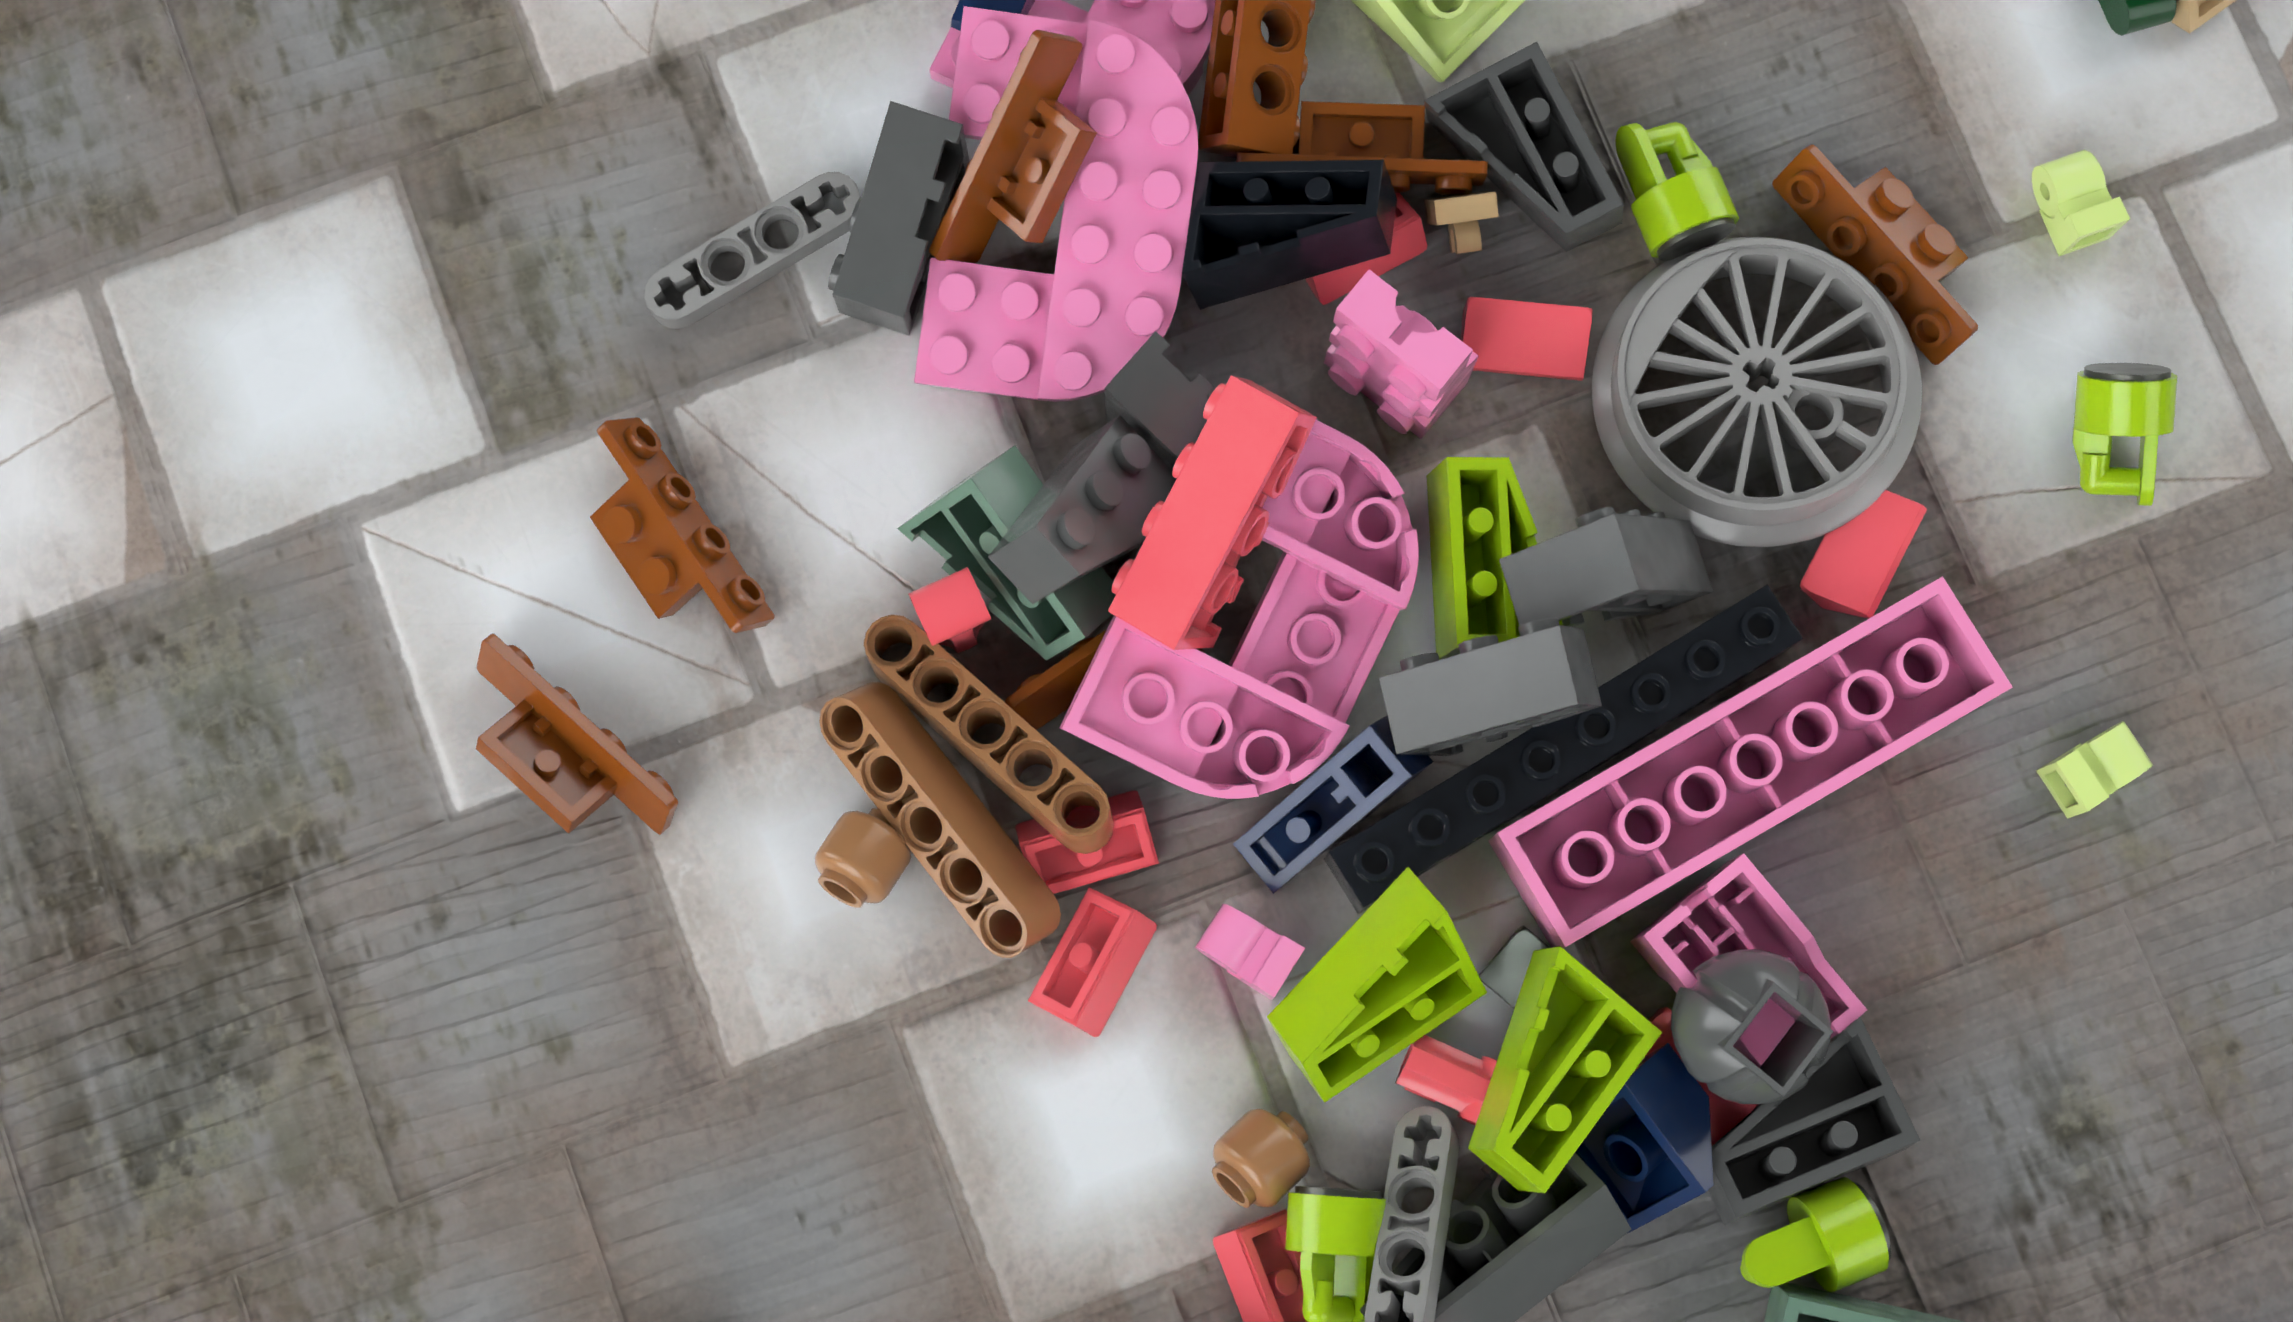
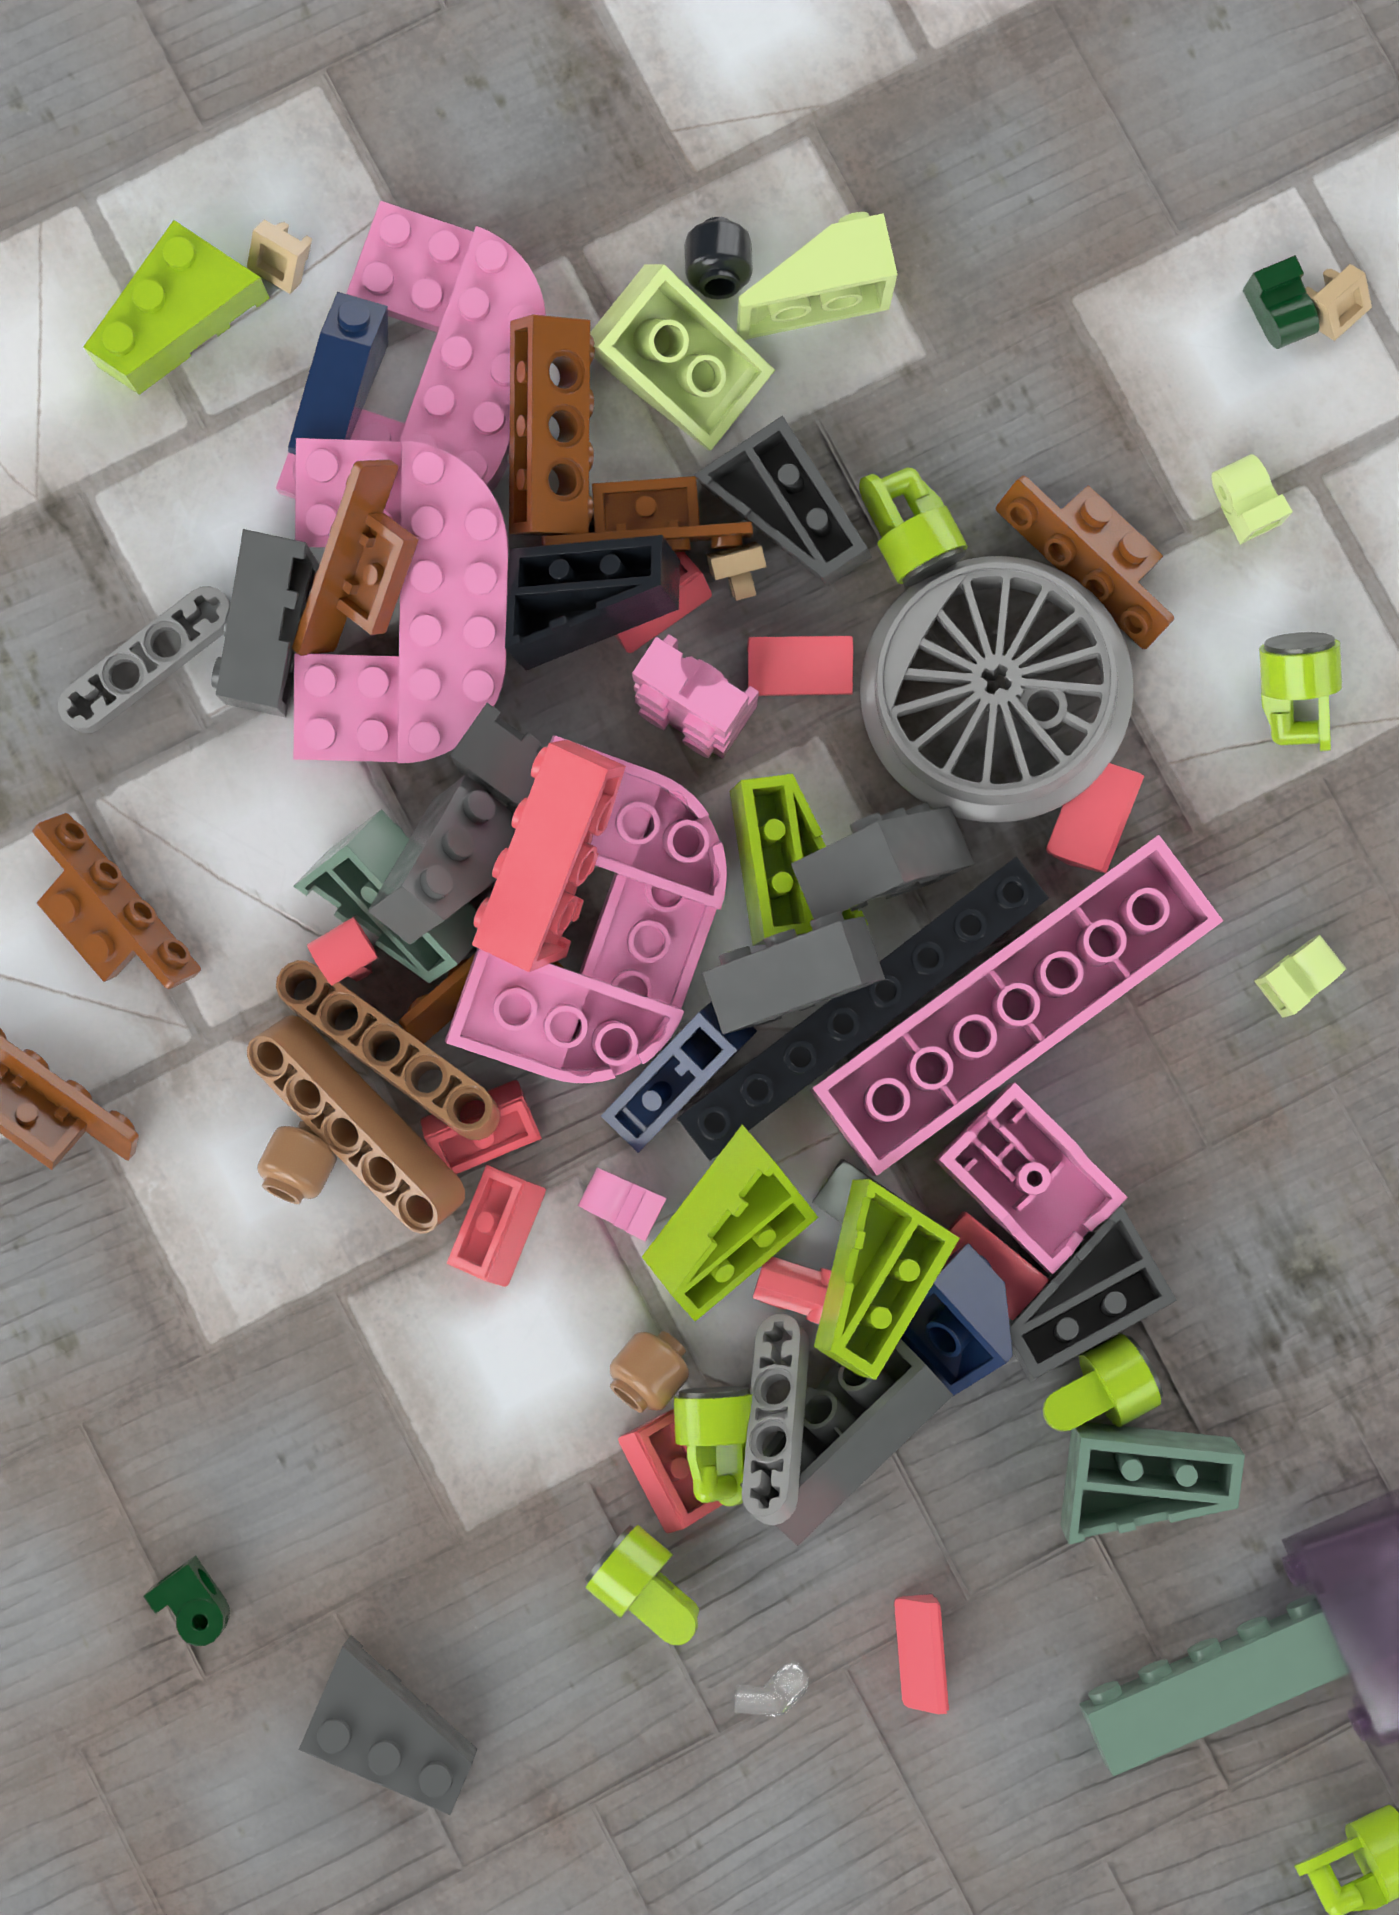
camera: 10 degrees left, 5 degrees up
(1722, 1006) = (1007, 1208): dark grey piece -> none

